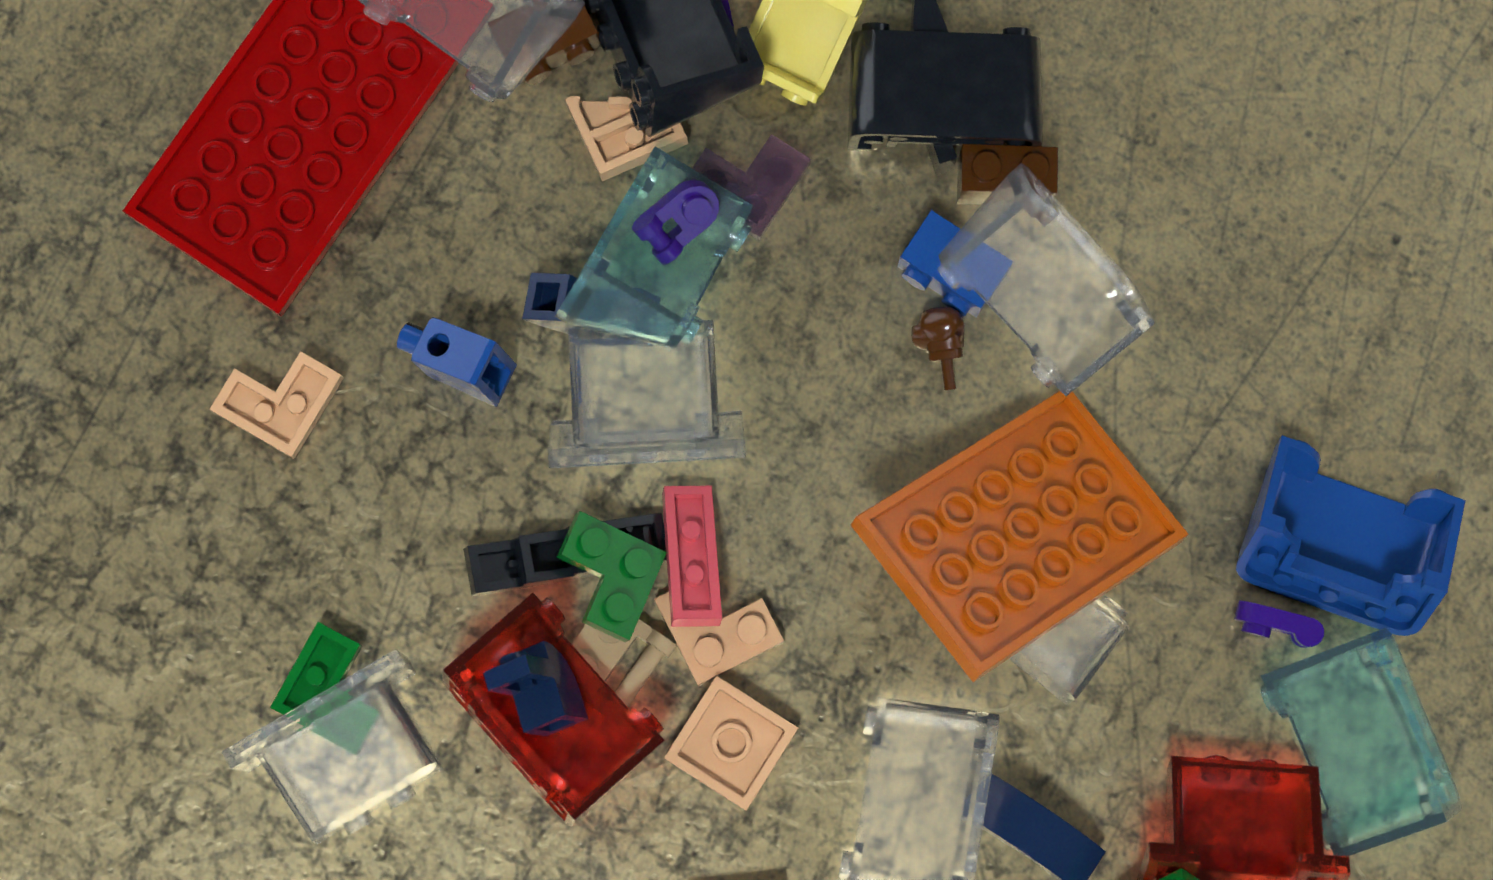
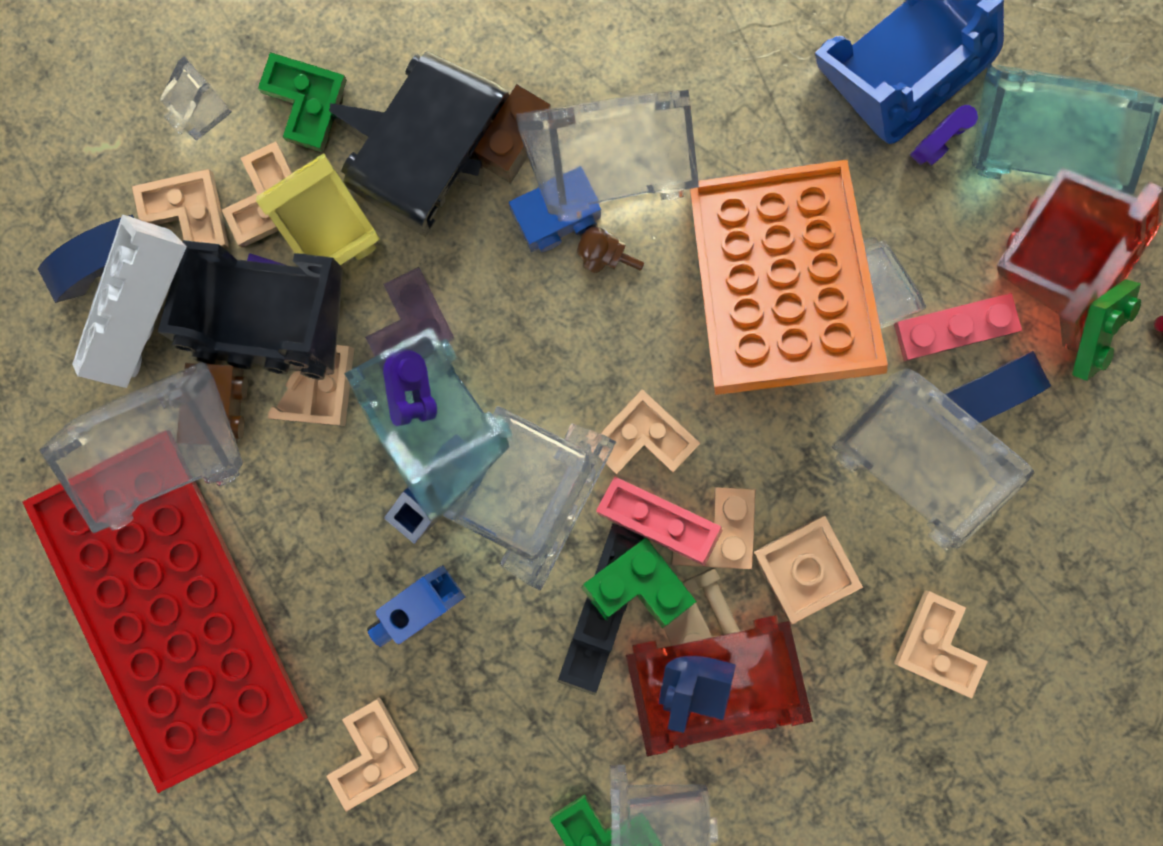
camera: 55 degrees left, 5 degrees up
(785, 491) = (648, 425): none -> light nougat plate
(1085, 759) = (957, 327): none -> coral plate

